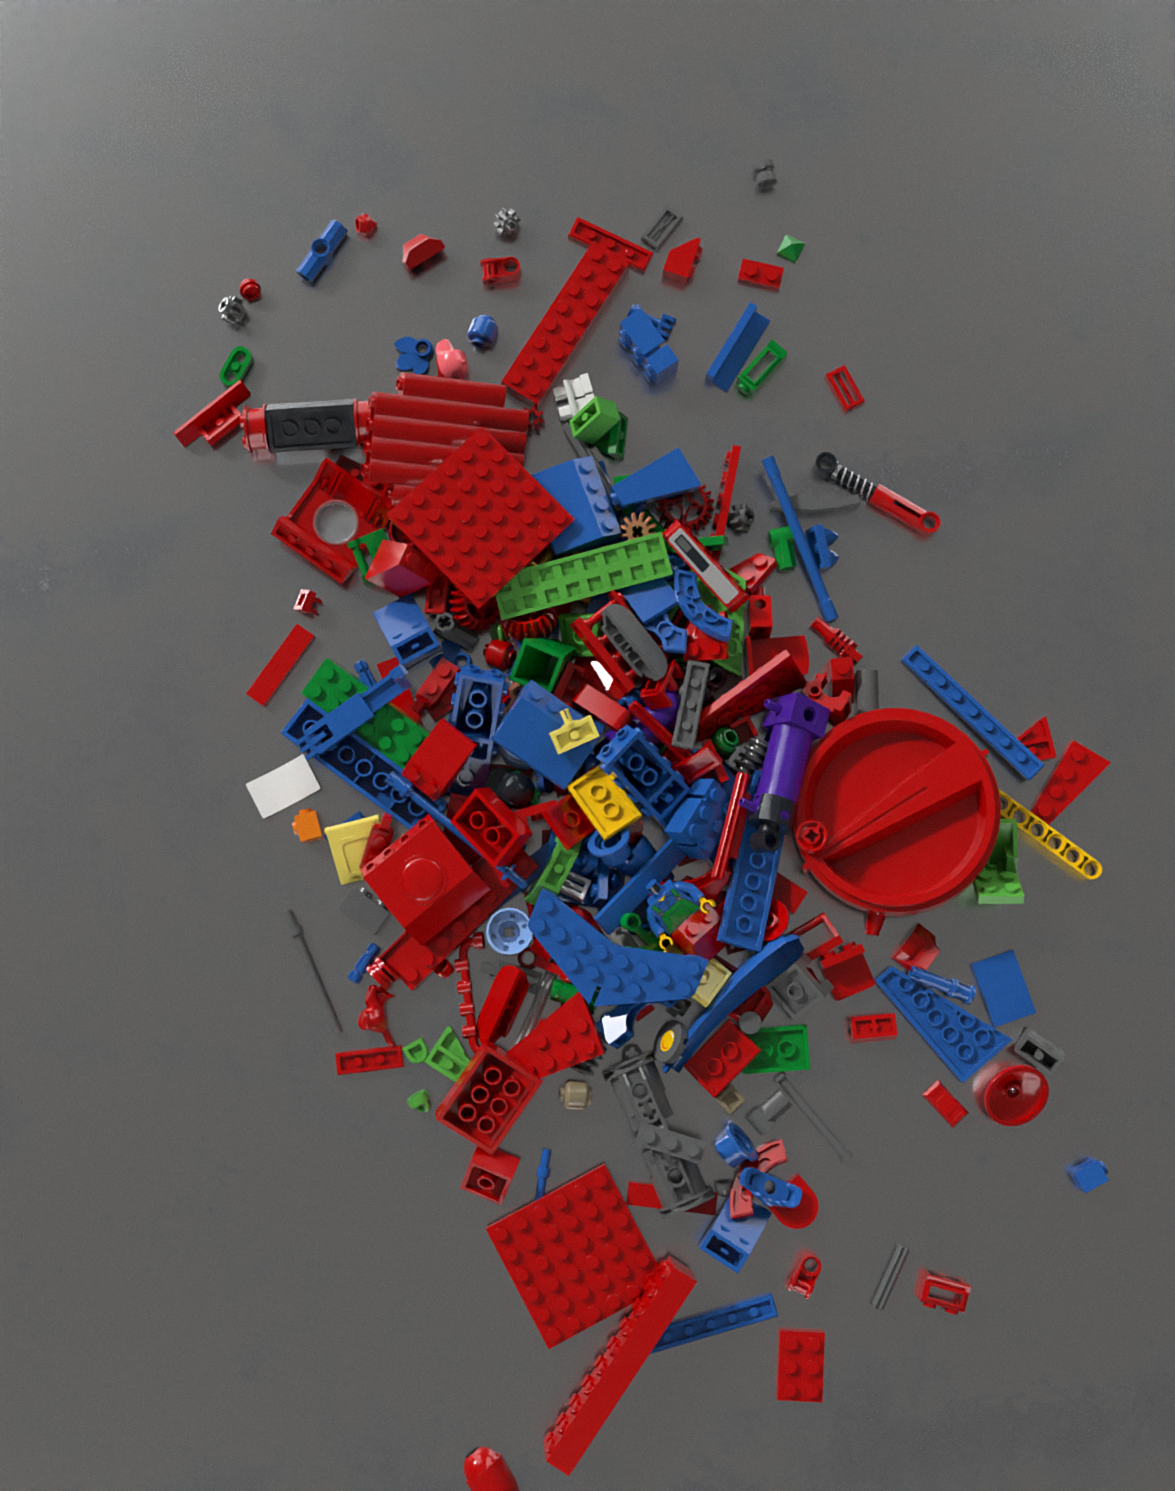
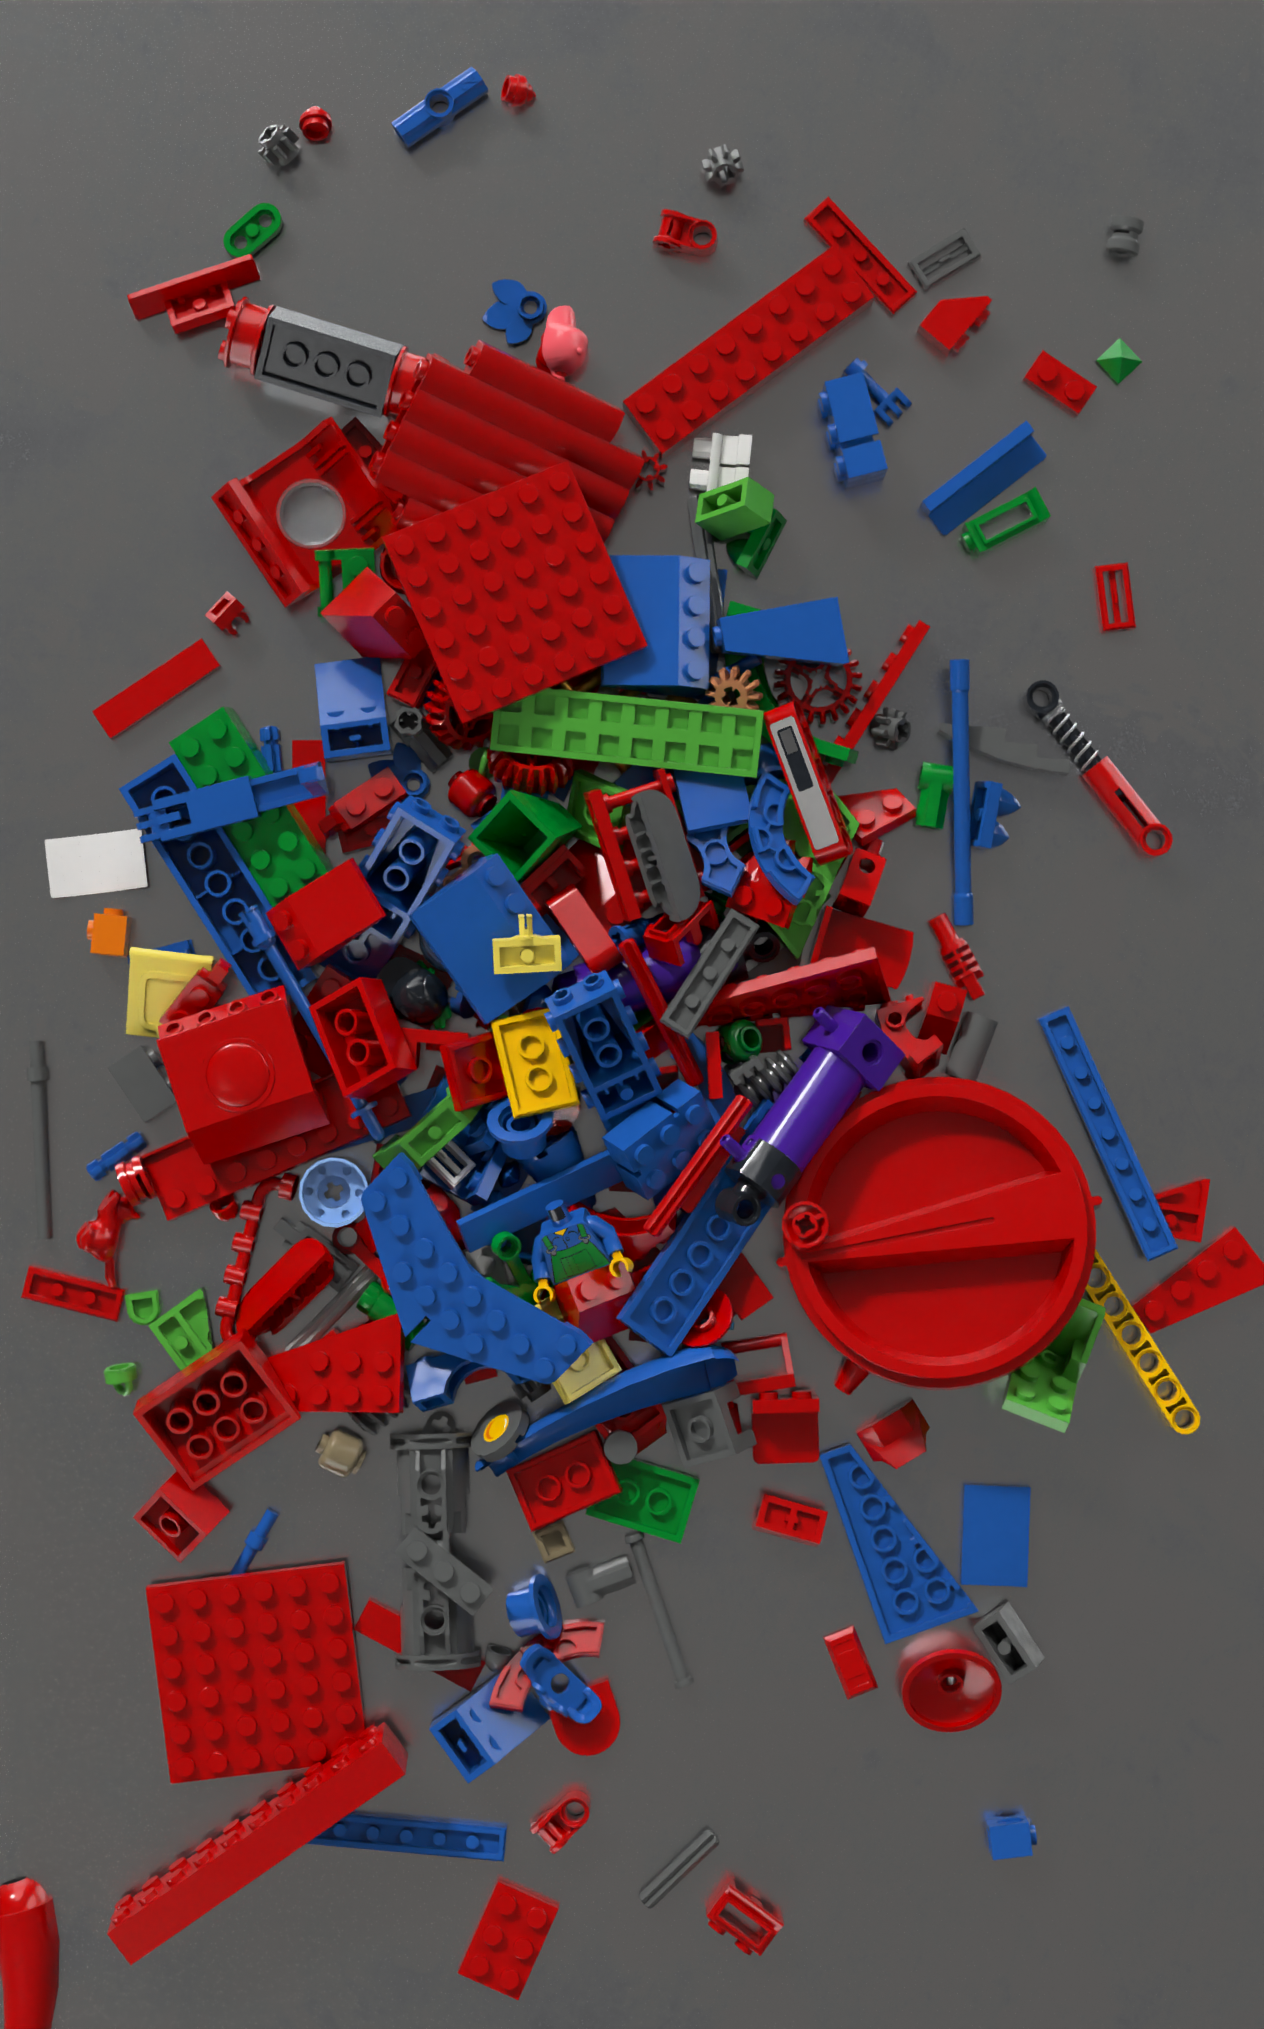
camera: 20 degrees right, 5 degrees up
(420, 249) = (582, 159): red slope -> none
(482, 331) = (626, 315): blue head -> none
(698, 764) = (688, 1061): red tile -> none
(950, 987) = (922, 1506): blue pin -> none

